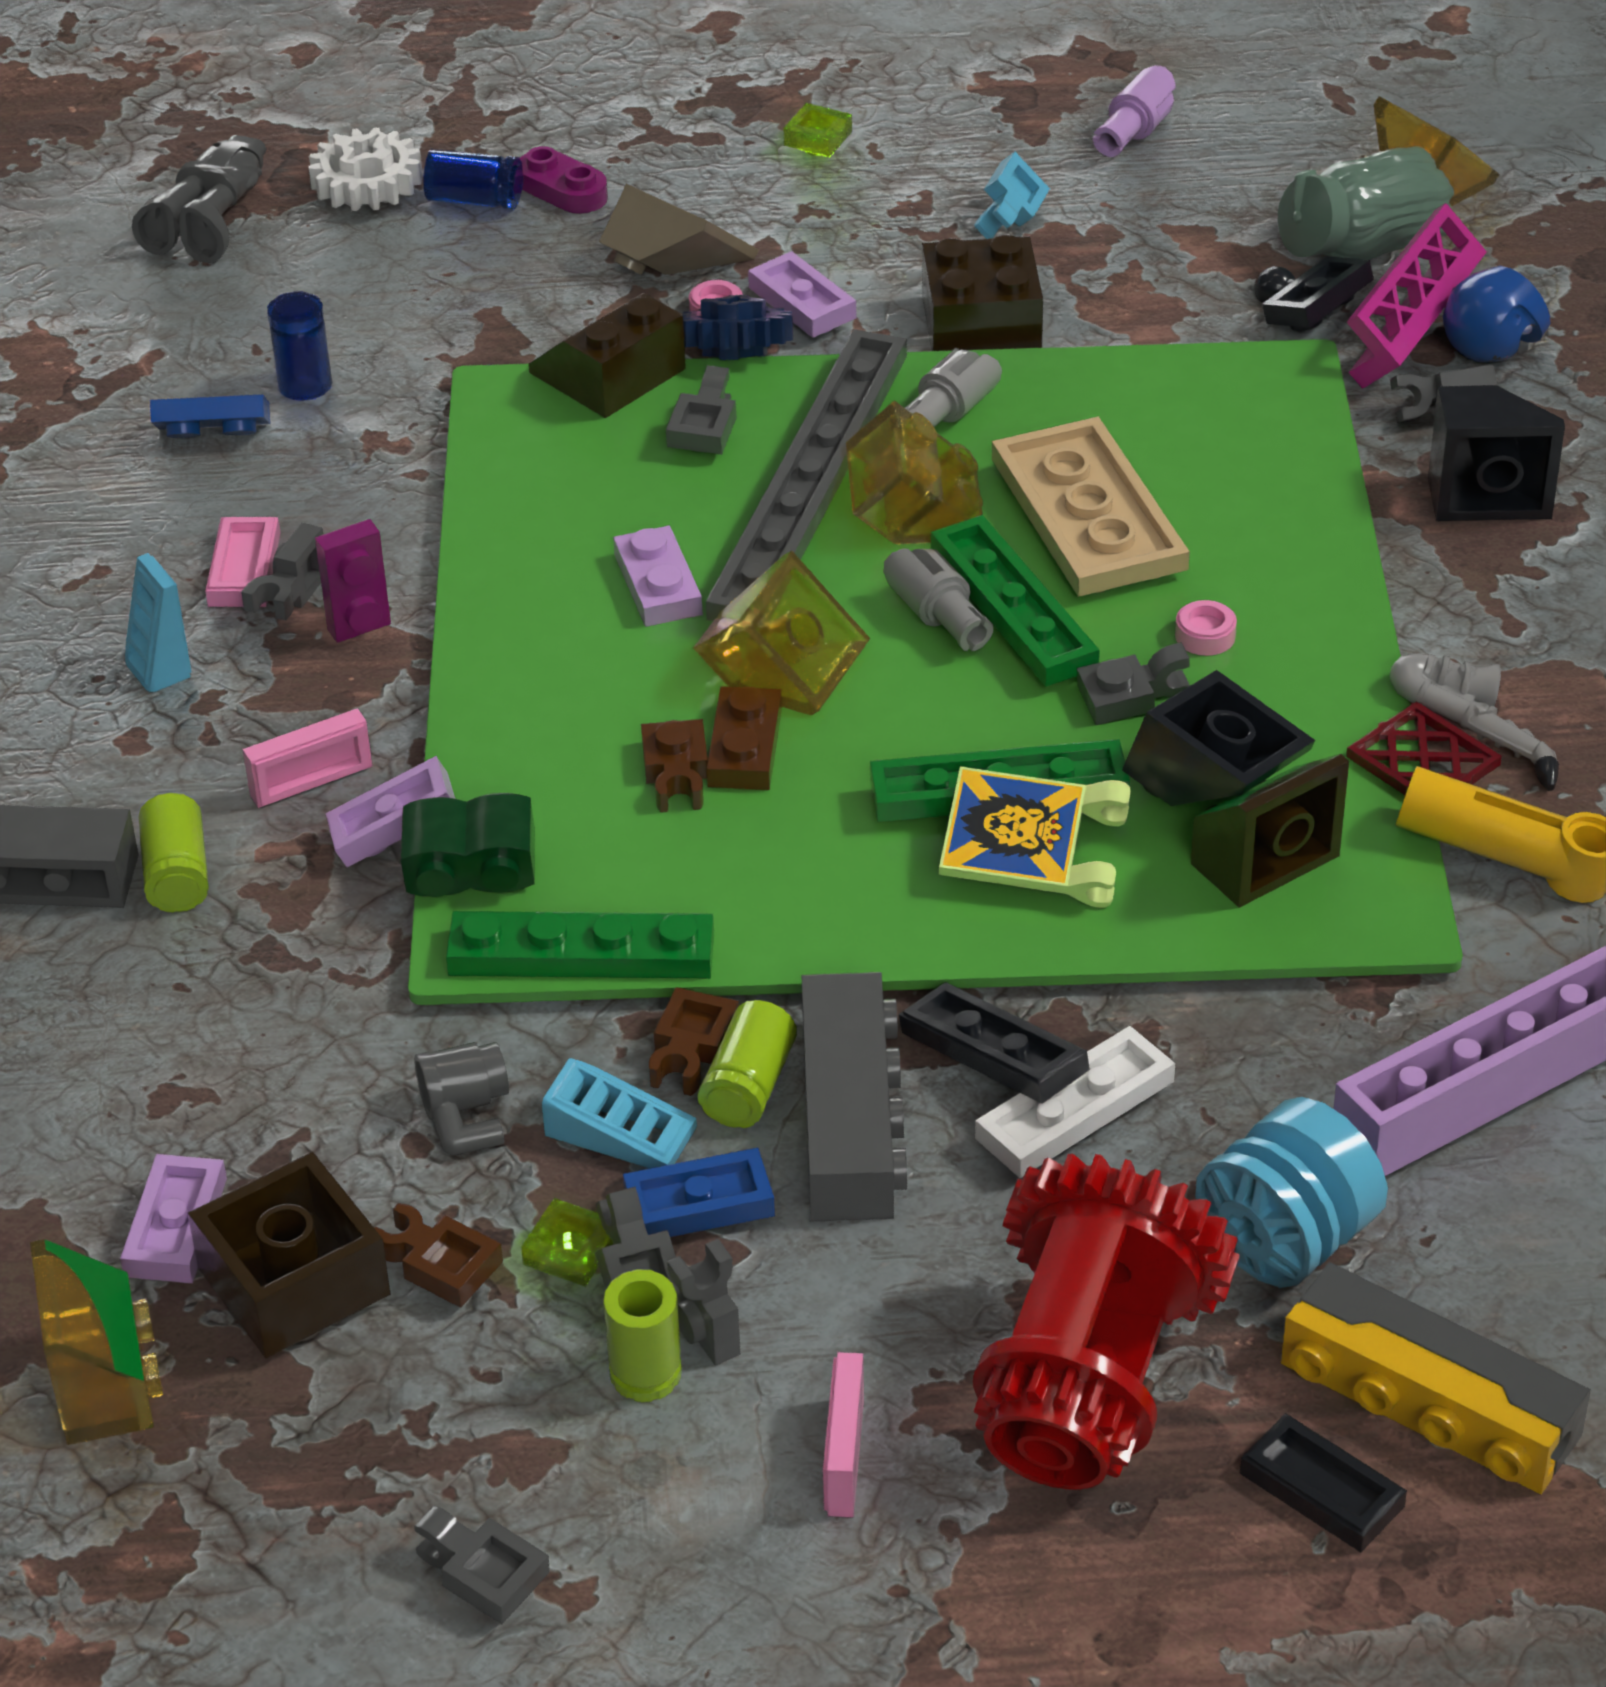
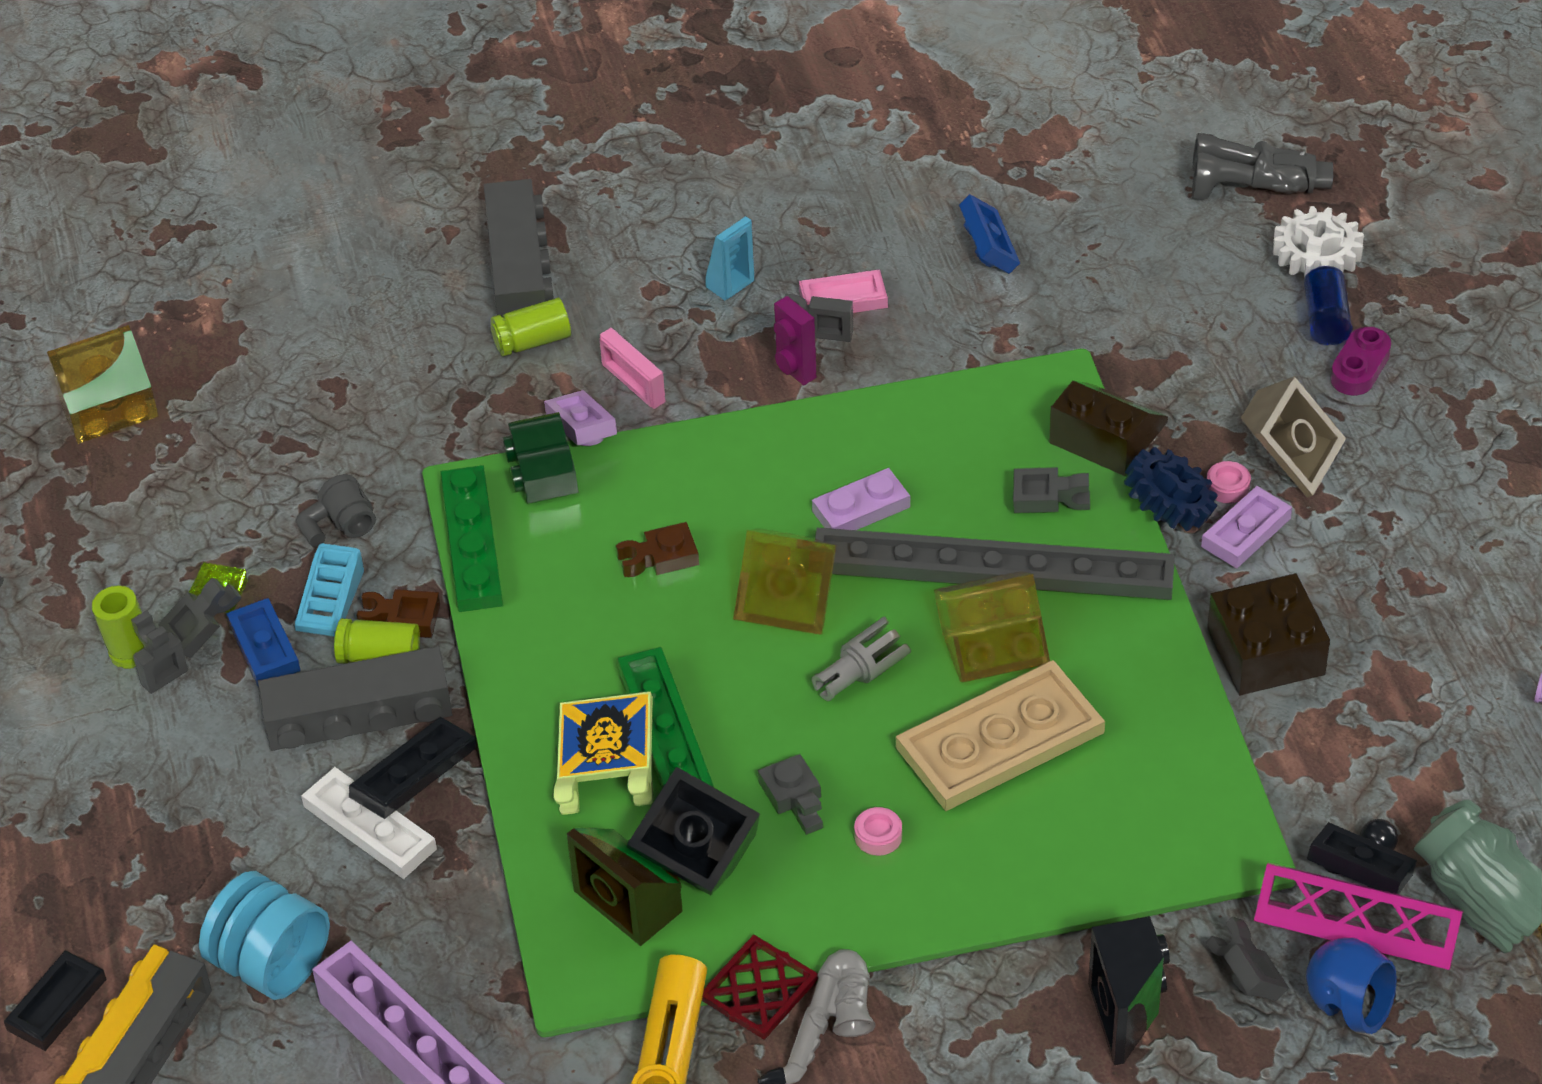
camera: 80 degrees right, 5 degrees up
(160, 1234) = (221, 406): lavender plate -> none
(289, 1254) = (180, 456): dark brown brick -> none
(299, 345) = (1062, 255): clear blue piece -> none
(441, 1259) = (202, 533): reddish brown plate -> none
(744, 738) = (693, 582): reddish brown plate -> none
(817, 130) = (1484, 497): clear neon green plate -> none
(843, 1434) = (67, 744): bright pink tile -> none
(955, 386) = (1115, 625): light grey arm -> none
(1015, 194) = (1435, 635): medium azure plate -> none
(1016, 600) = (872, 705): green plate -> none
(1109, 1268) = (178, 832): red piece -> none

